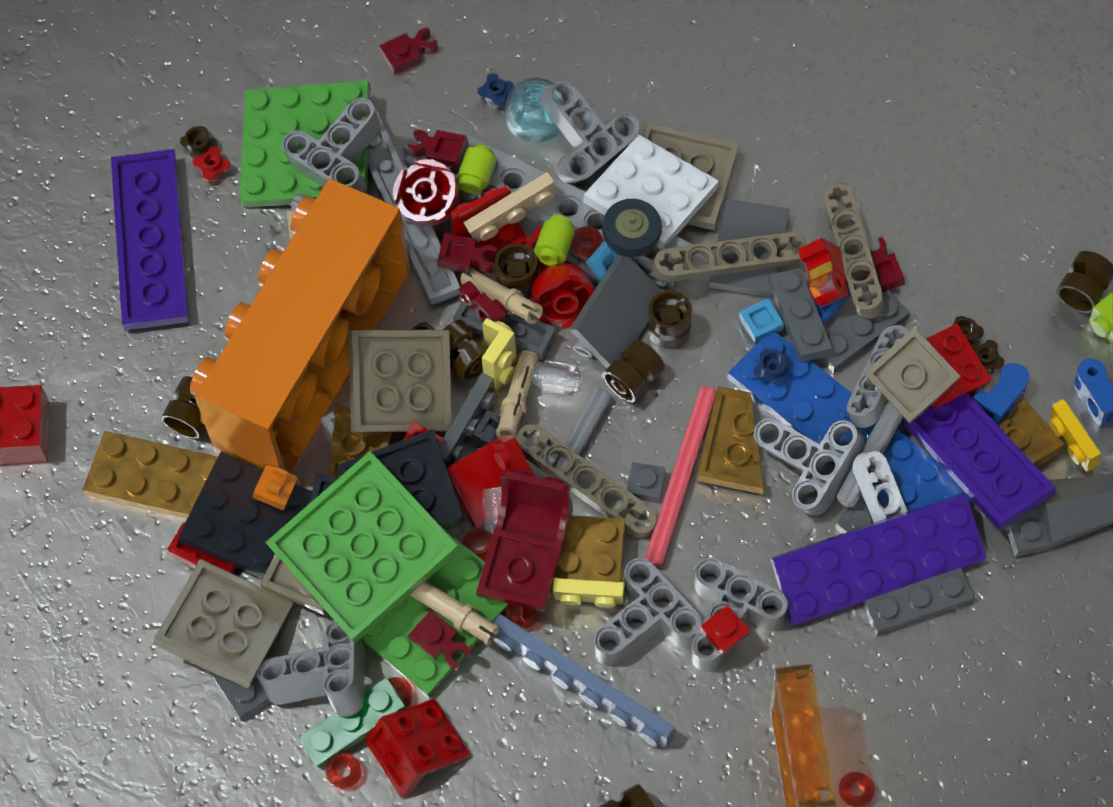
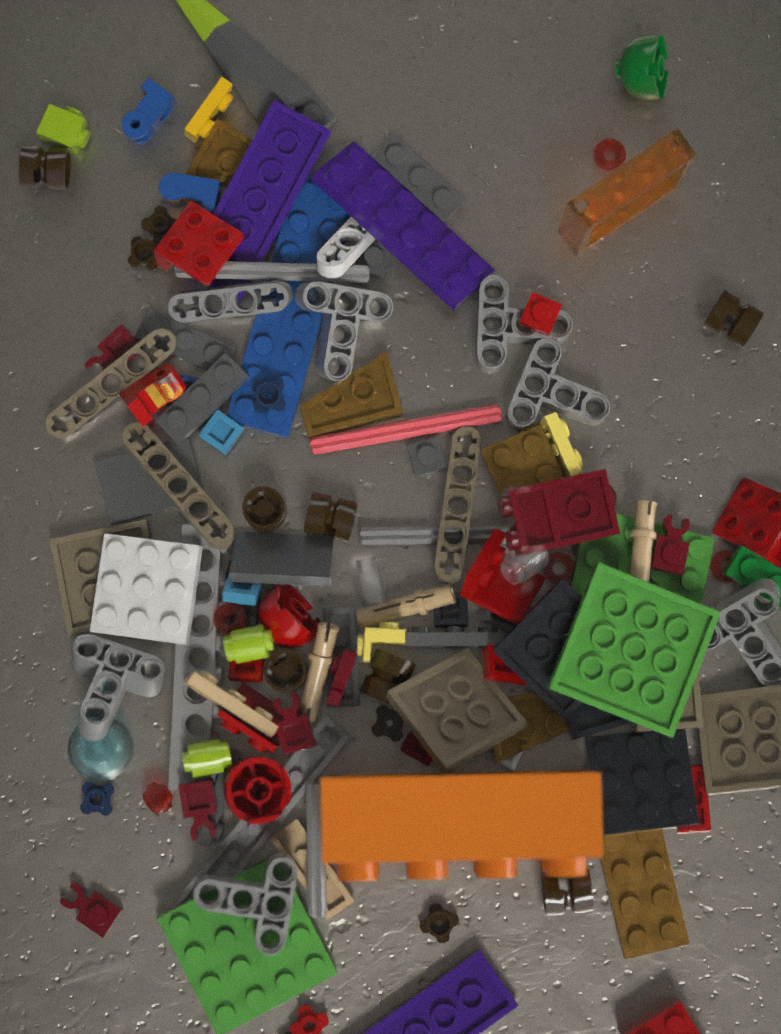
camera: 120 degrees left, 20 degrees up
(226, 292) = (440, 932): none -> dark brown plate
(275, 487) = (610, 764): orange tile -> none
(469, 129) = (158, 798): none -> clear red plate
(592, 688) = (640, 402): sand blue plate -> none
(631, 227) = (204, 577): black wheel -> none
(912, 375) = (231, 260): dark tan plate -> none

